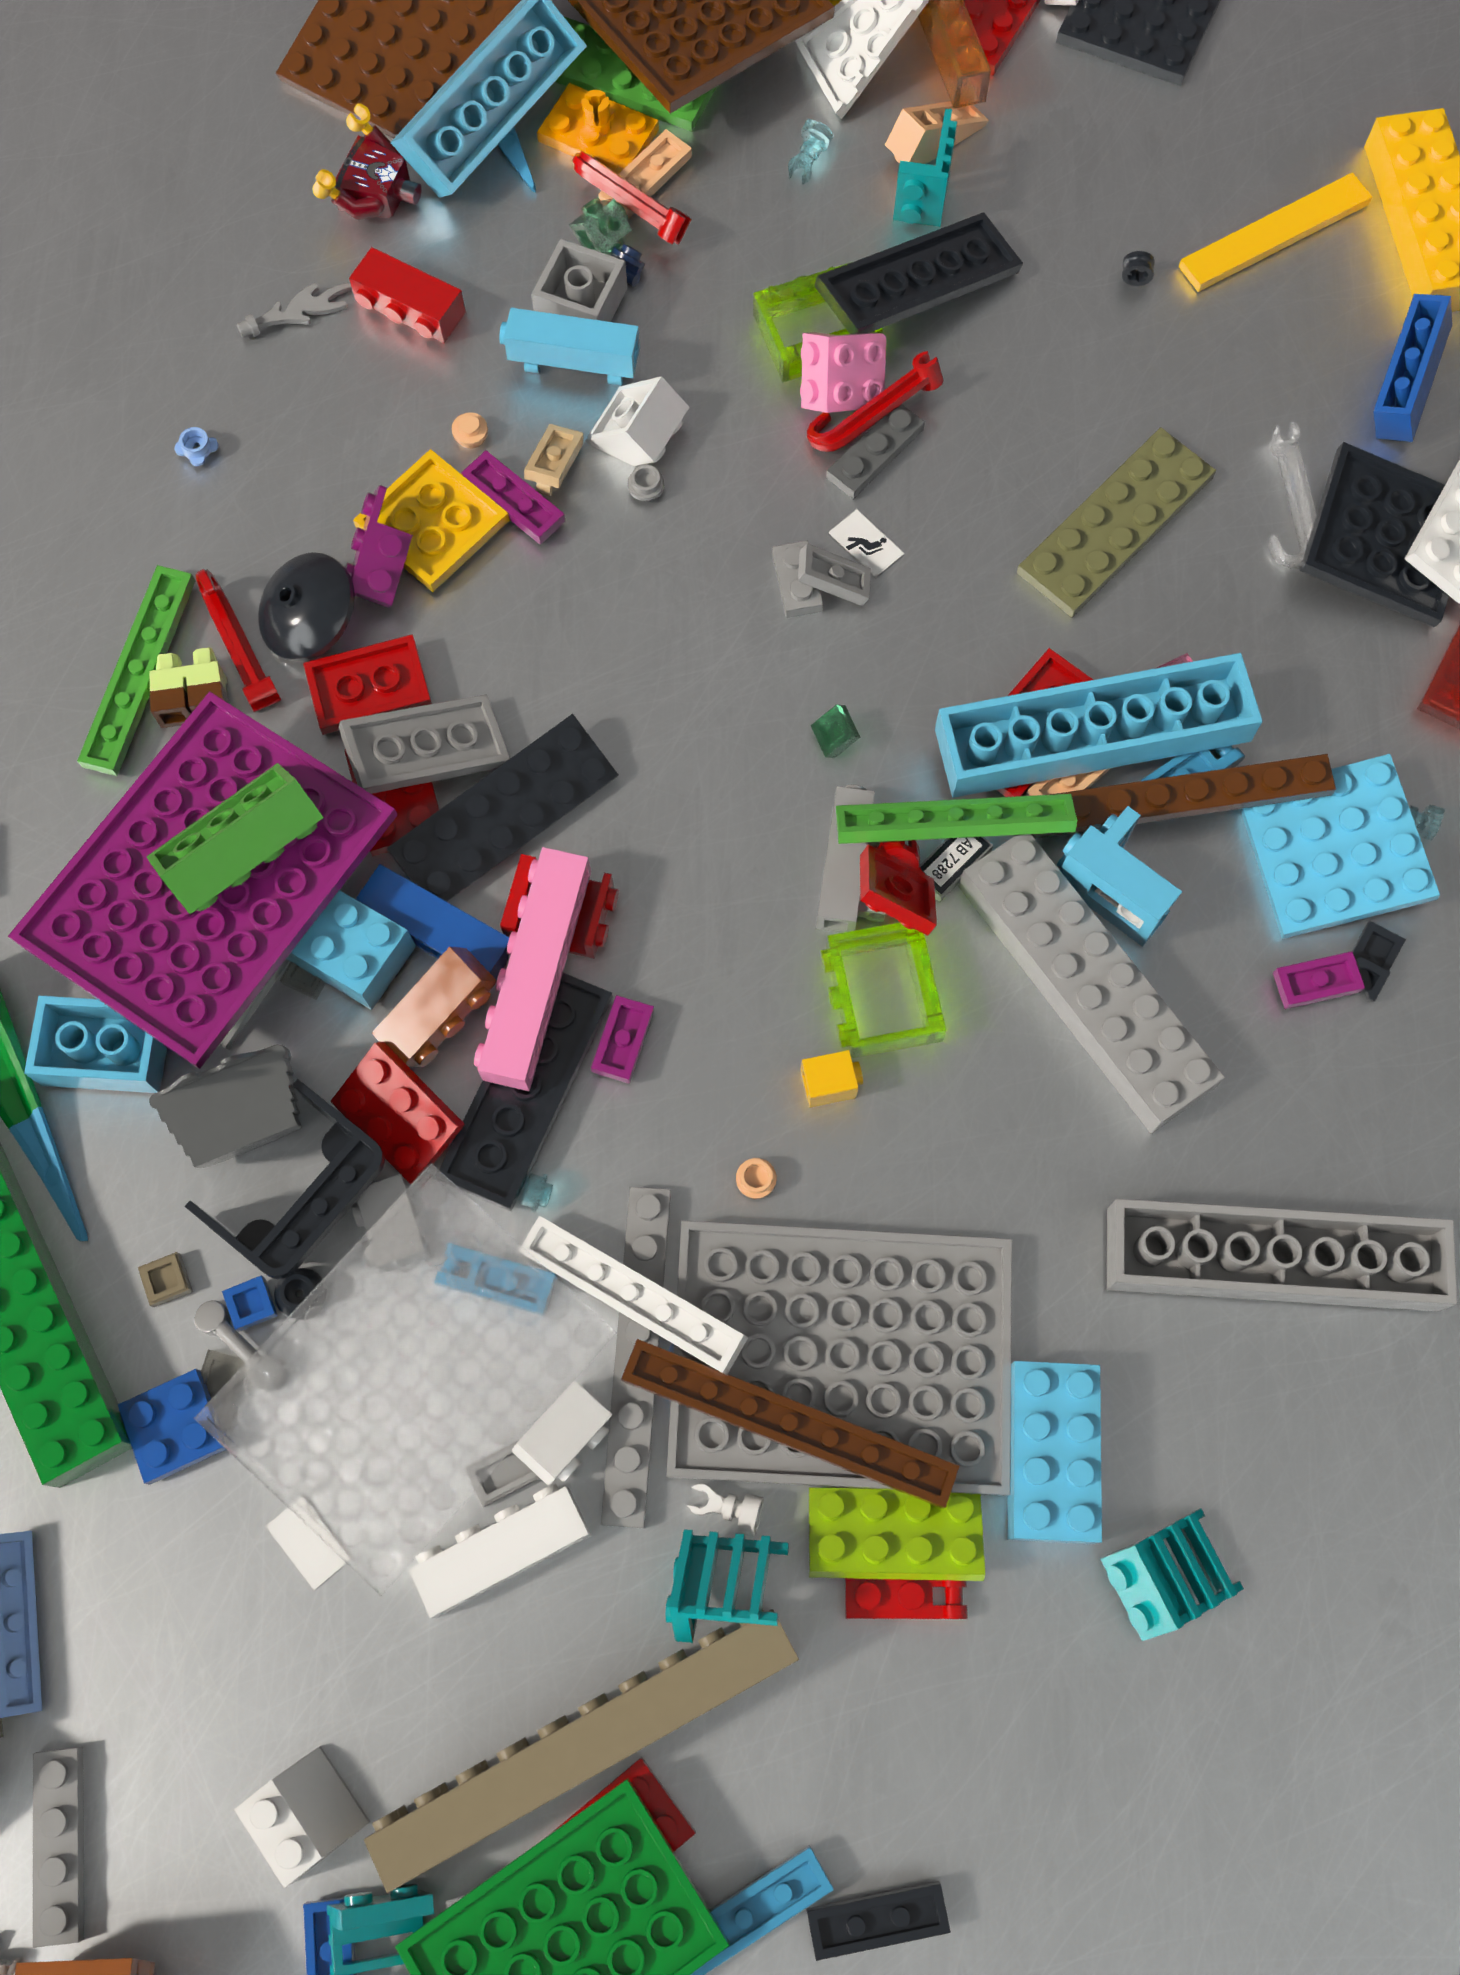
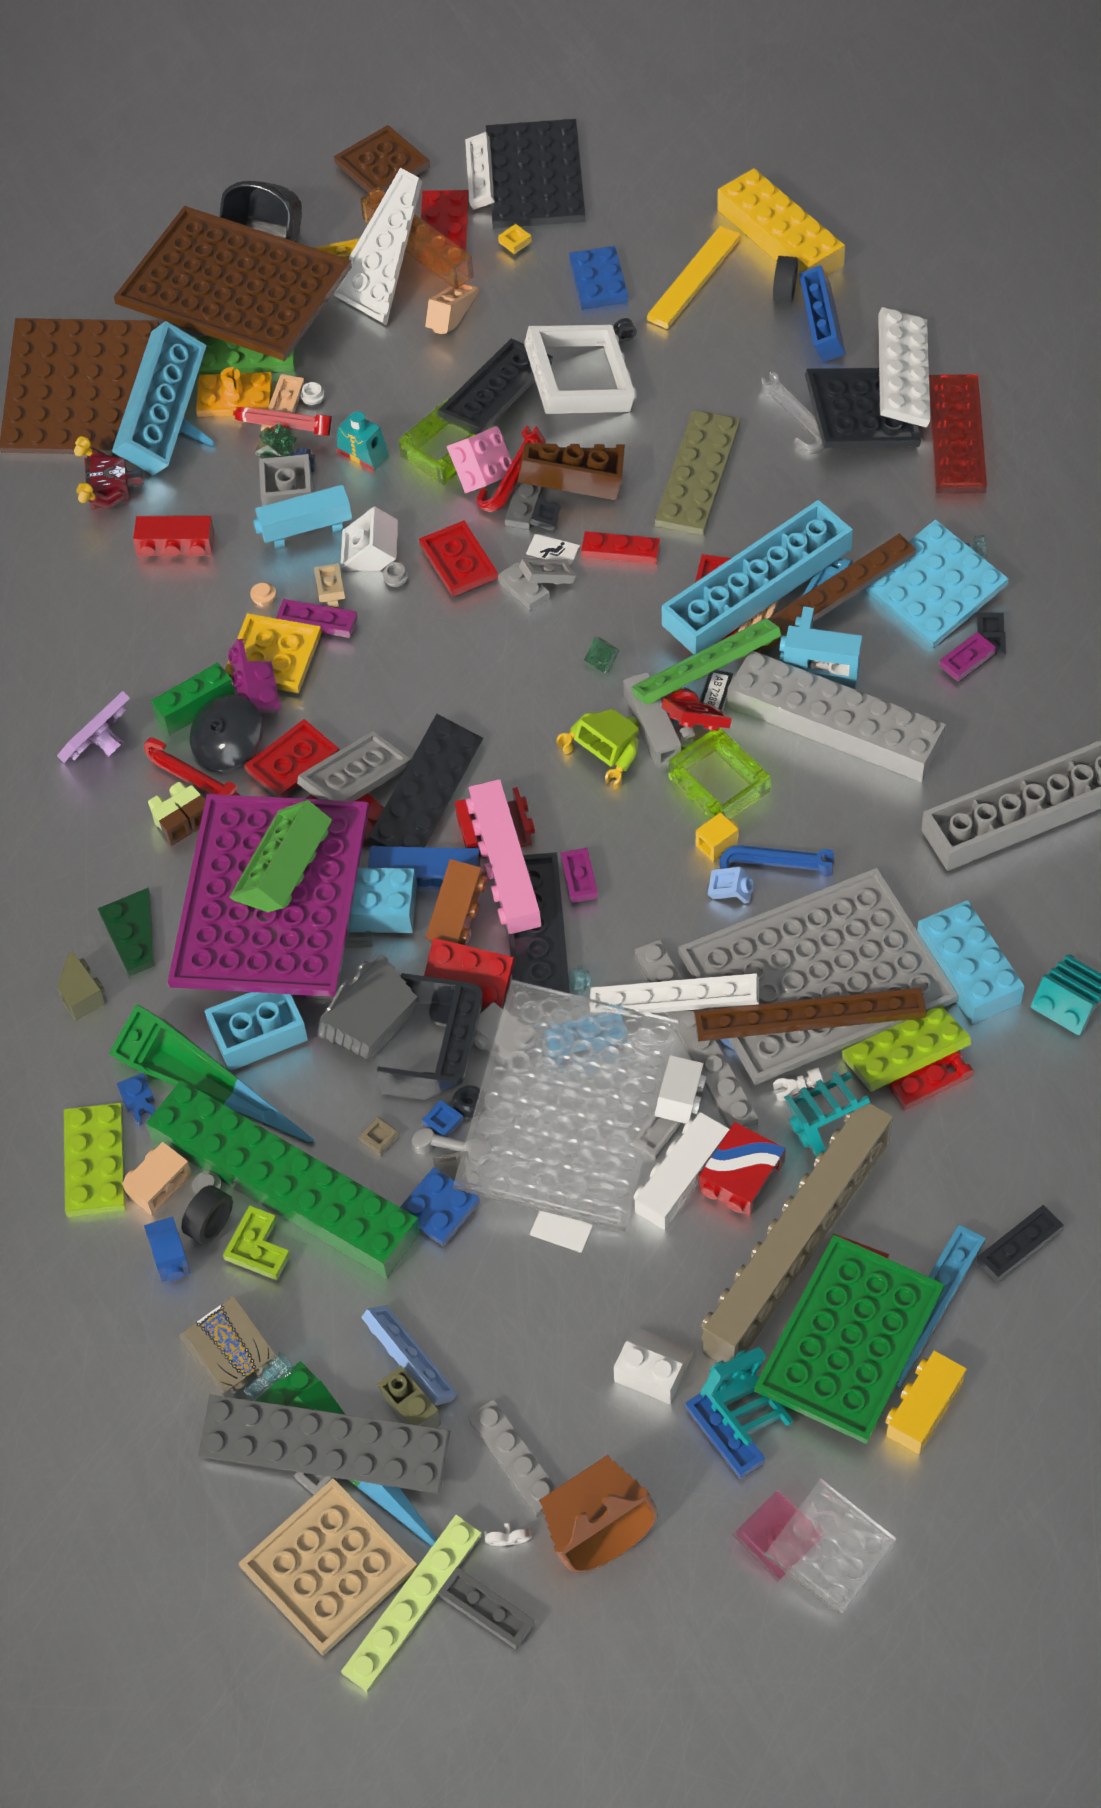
camera: 25 degrees left, 15 degrees down
(40, 823) = (131, 930): none -> dark green wing
(130, 681) = (136, 819): bright green plate -> none
(153, 526) = (98, 731): none -> lavender plate
(195, 437) = (89, 678): light blue plate -> none
(277, 537) = (182, 703): none -> green brick
(300, 305) = (105, 575): light grey piece -> none
(575, 1594) = (740, 1168): none -> panel
(692, 174) = (312, 393): none -> white plate
(703, 262) = (362, 441): none -> teal torso
(736, 498) = (458, 558): none -> red plate
(756, 1178) = (706, 910): light nougat plate -> none
(771, 860) = (607, 737): none -> lime torso
(807, 1159) = (731, 883): none -> light blue bracket
(816, 140) = (378, 343): clear light blue piece -> none
(881, 489) = (545, 514): none -> black plate
(885, 1146) = (820, 861): none -> blue piece
(924, 186) = (467, 338): teal plate -> none
(950, 442) = (573, 468): none -> reddish brown wedge
(953, 583) = (620, 547): none -> red plate
(1024, 349) = (579, 400): none -> white window
(1072, 70) = (514, 239): none -> yellow plate
(1149, 175) = (598, 277): none -> blue plate
(1392, 292) = (785, 279): none -> black tyre

